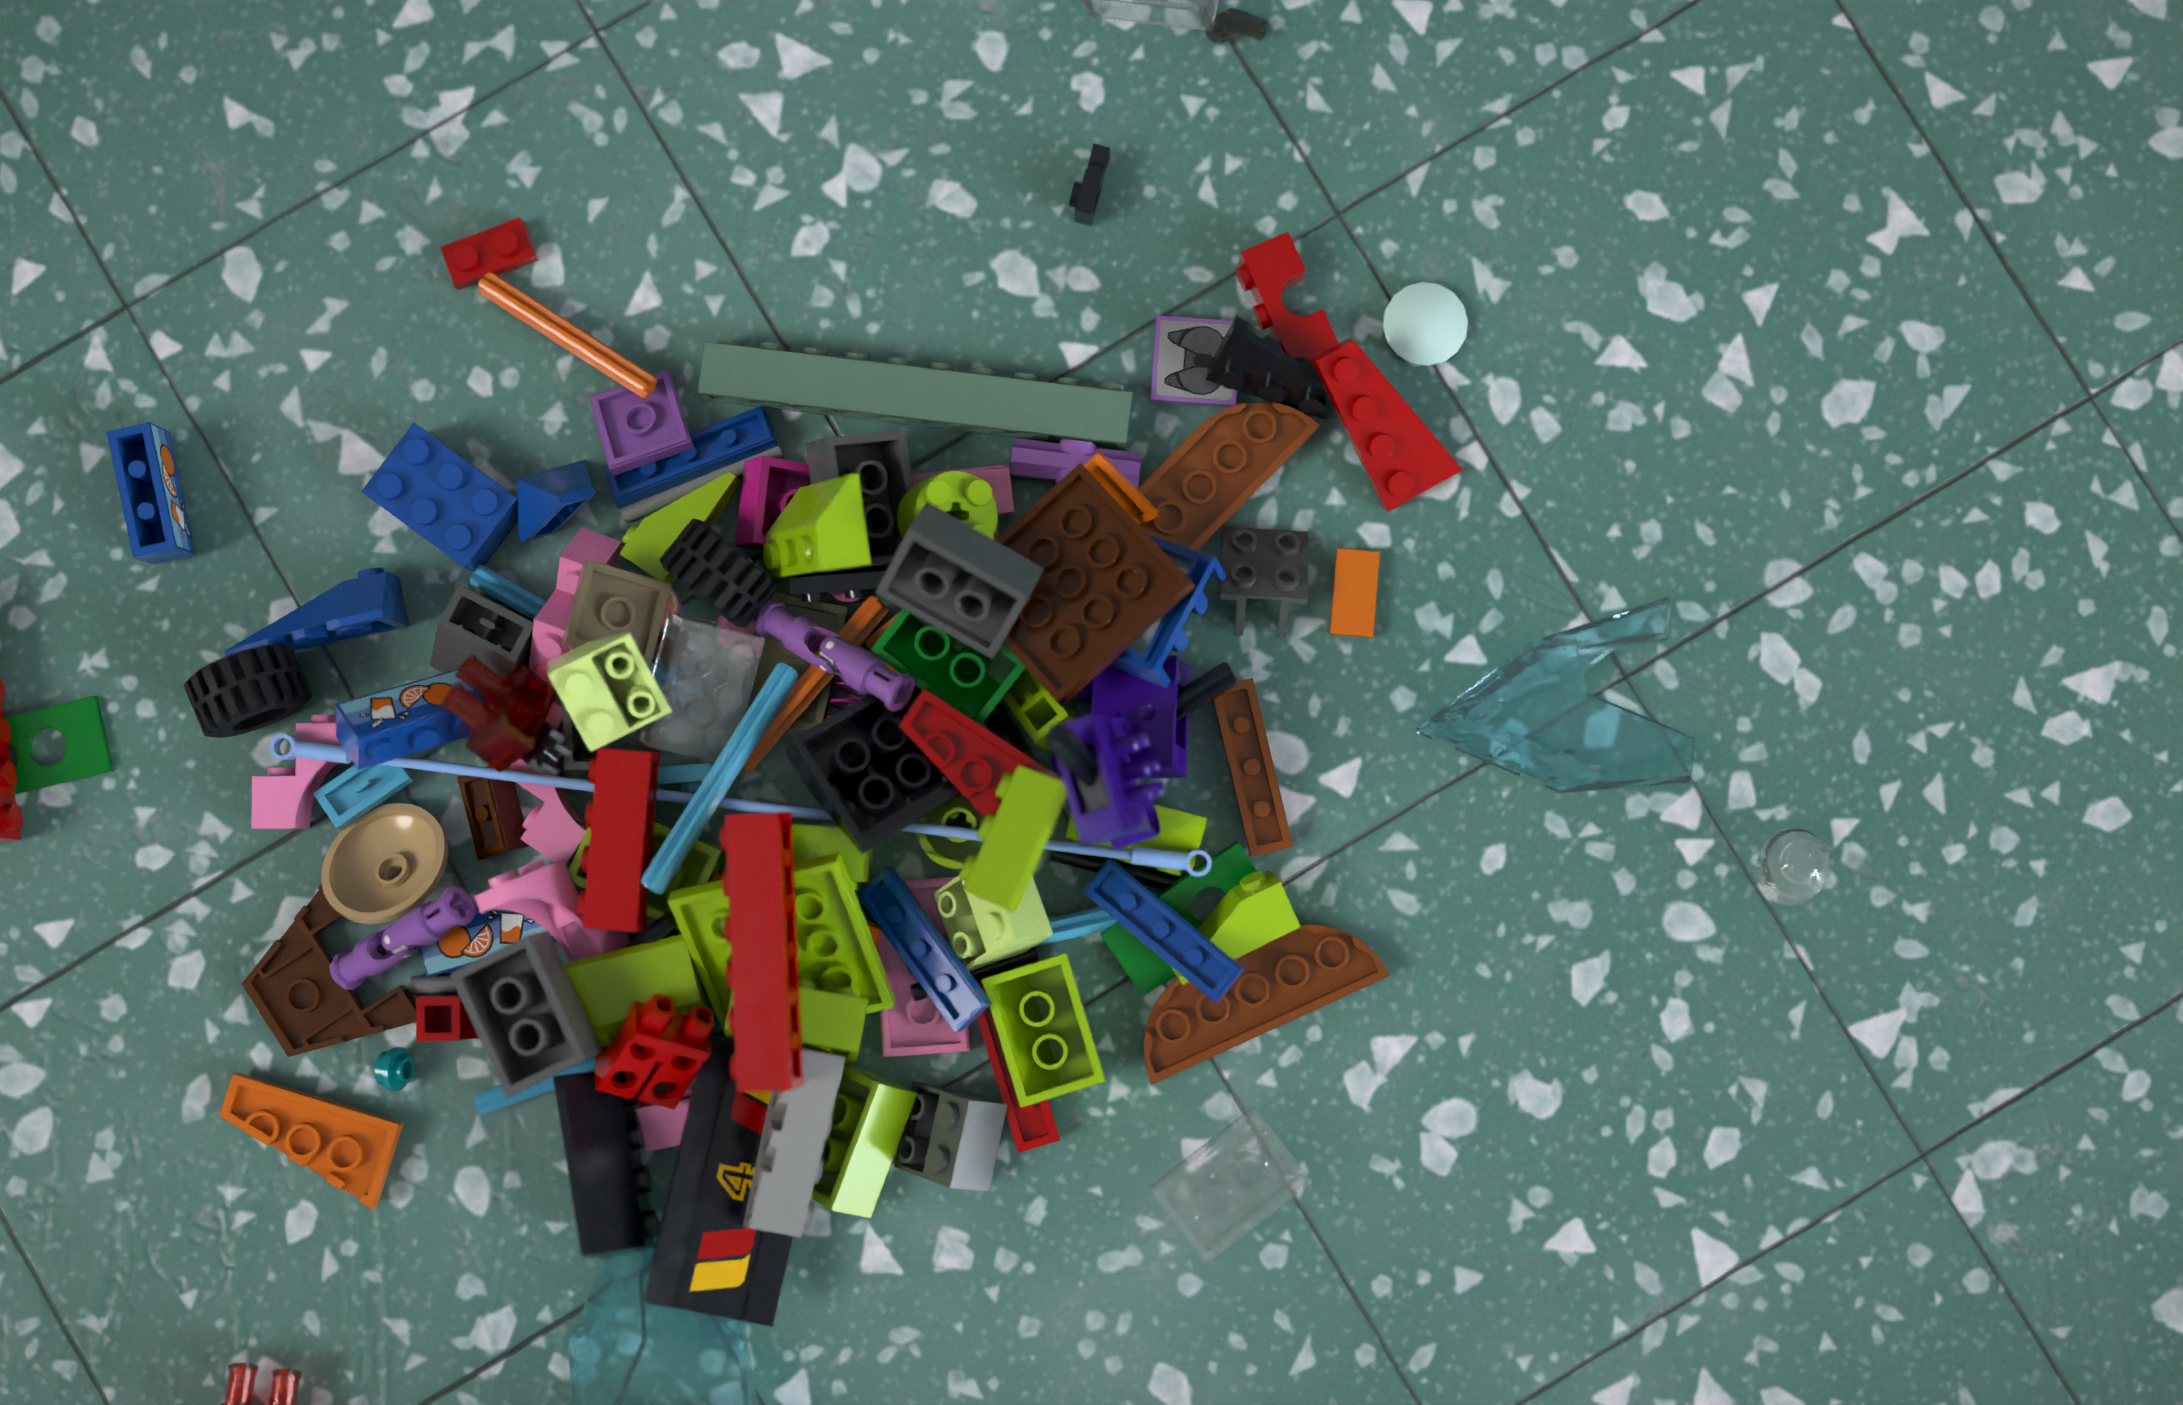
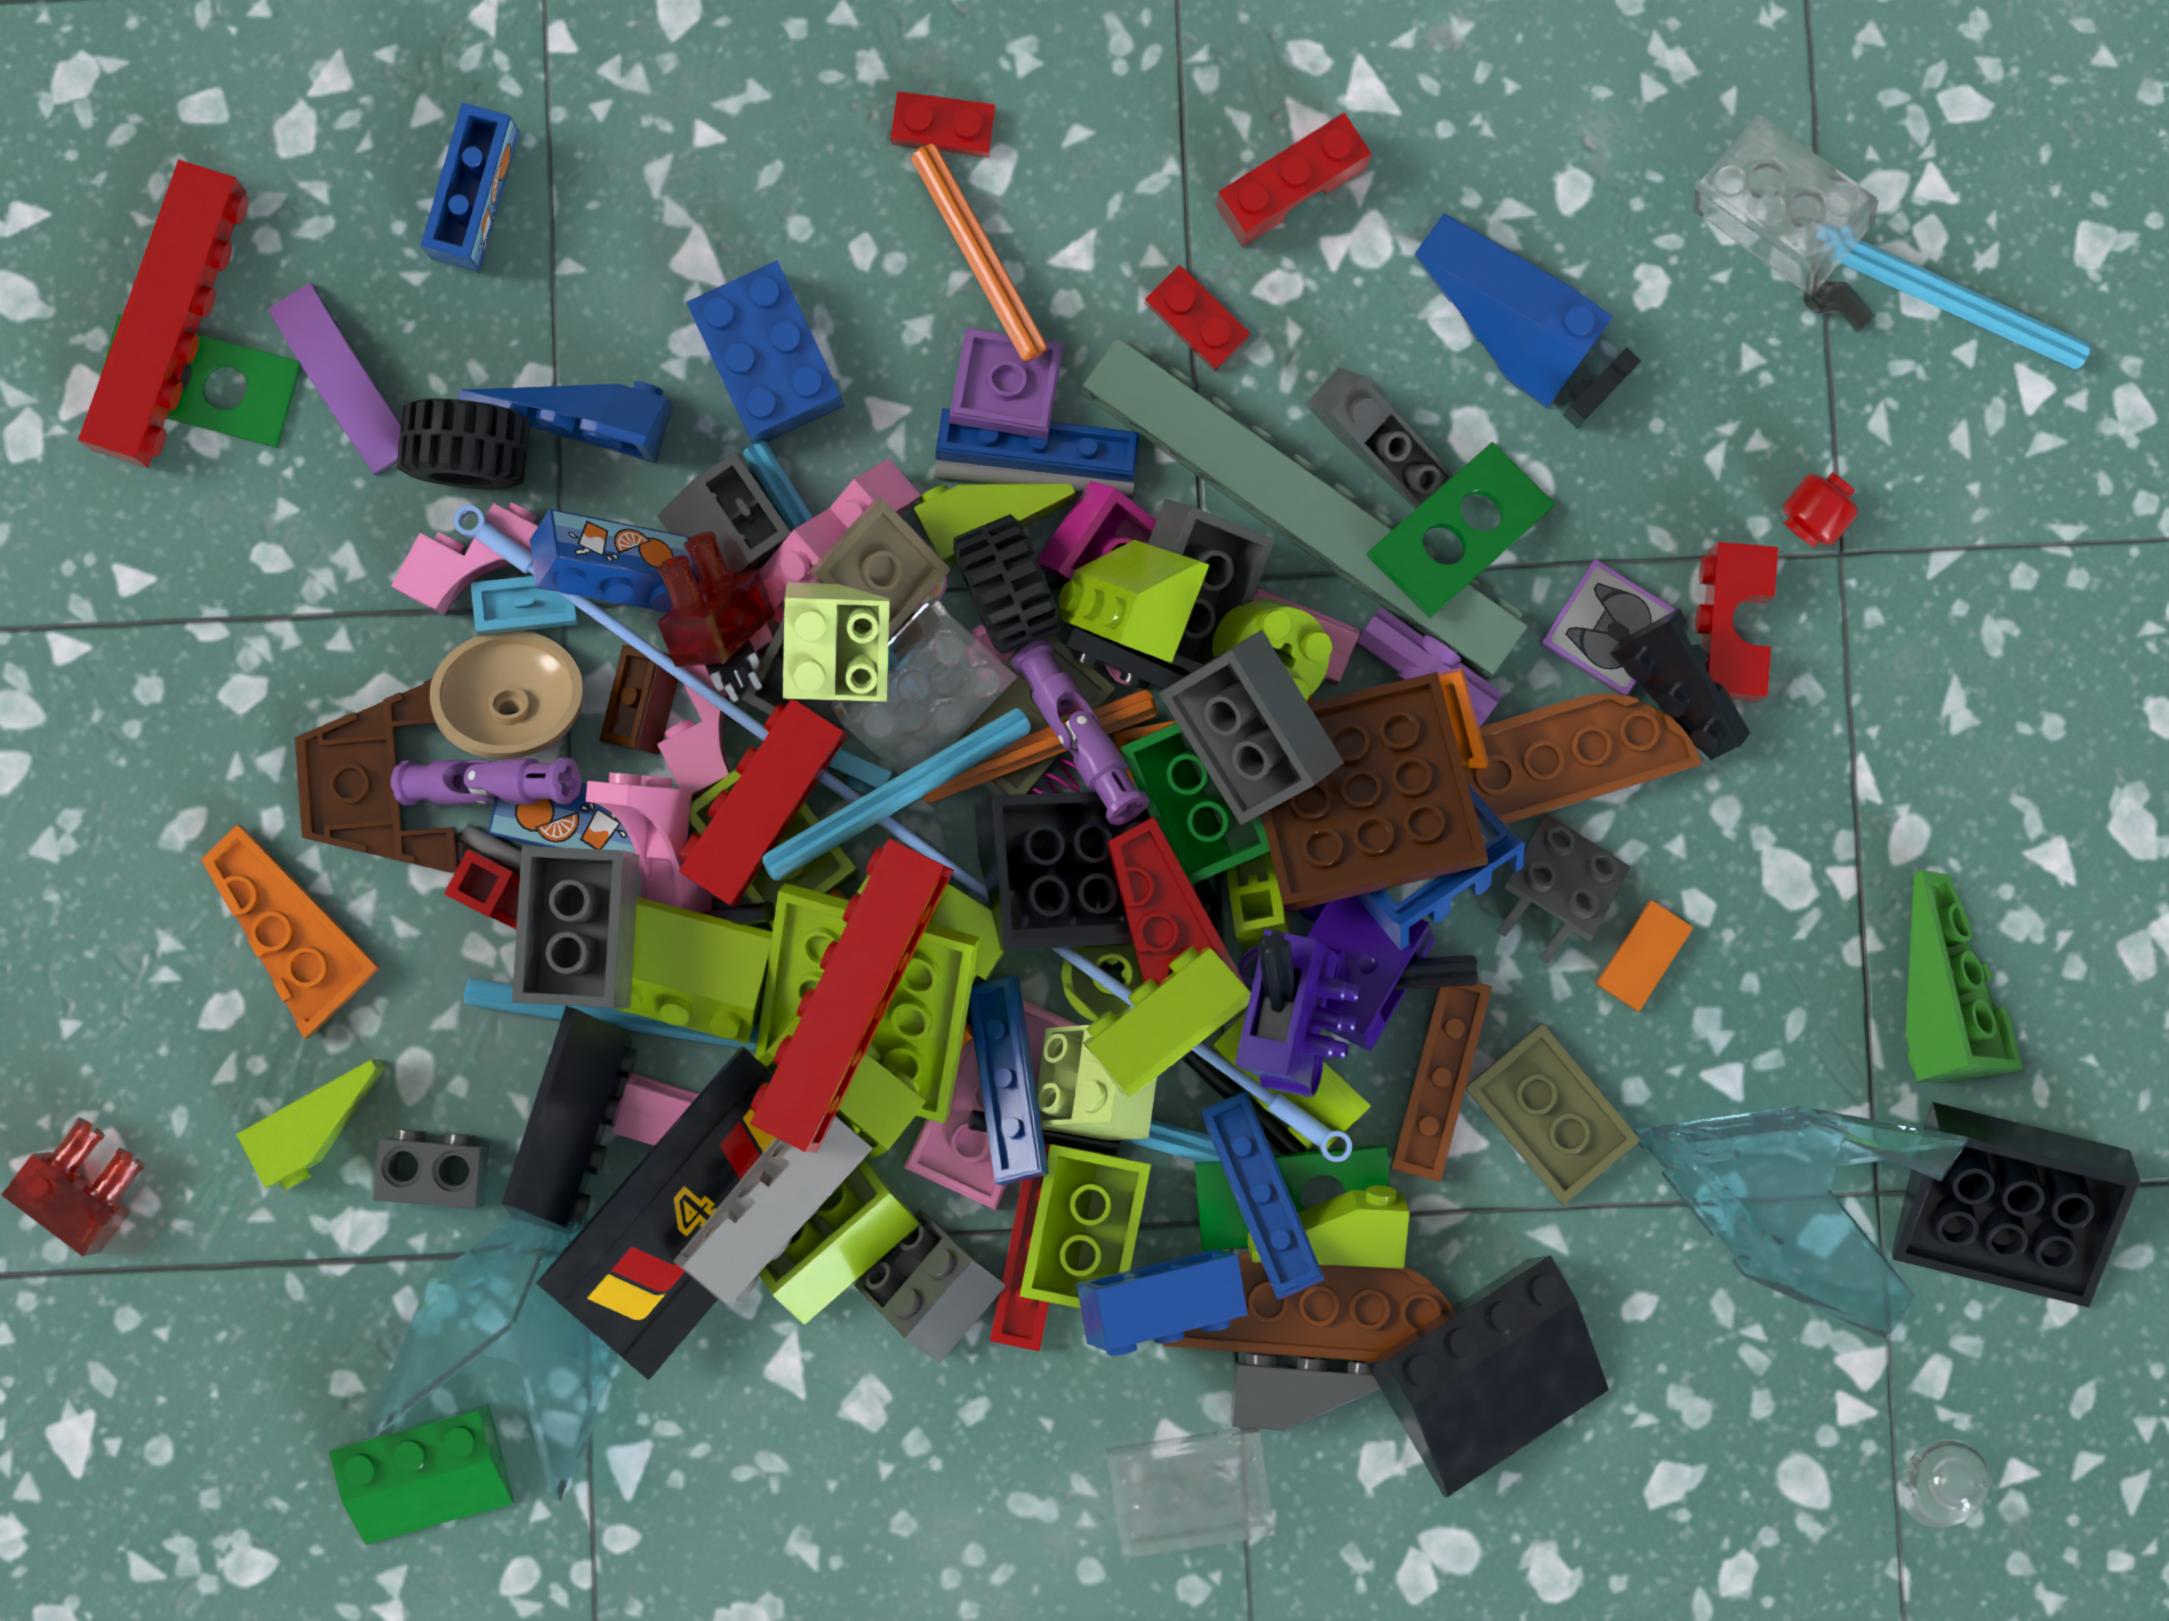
camera: 20 degrees right, 0 degrees up
(127, 690) = (339, 376): none -> medium lavender slope
(394, 1069) = (402, 908): teal plate -> none
(411, 1278) = (305, 1130): none -> lime slope
(527, 1263) = (431, 1182): none -> dark grey brick
(551, 499) = (875, 414): blue slope -> none
(654, 1048) = (683, 1033): red hips -> none
(760, 296) = (1196, 318): none -> red plate
(761, 171) = (1278, 185): none -> red arch
(946, 311) = (1378, 436): none -> dark grey slope
(996, 160) = (1518, 312): none -> blue wedge
(1045, 398) = (1434, 584): none -> green piece
(1130, 1052) = (1162, 1301): none -> blue brick
(1265, 1070) = (1287, 1395): none -> dark grey slope
(1305, 187) = (1820, 509): none -> red head
(1349, 749) = (1552, 1114): none -> olive plate
(1385, 432) = (1766, 806): red wing -> none
(1409, 970) = (1492, 1373): none -> black slope
(1425, 324) = (1868, 717): light aqua dish -> none
(1605, 510) = (1950, 1013): none -> bright green wedge
(1735, 629) = (2018, 1207): none -> black slope

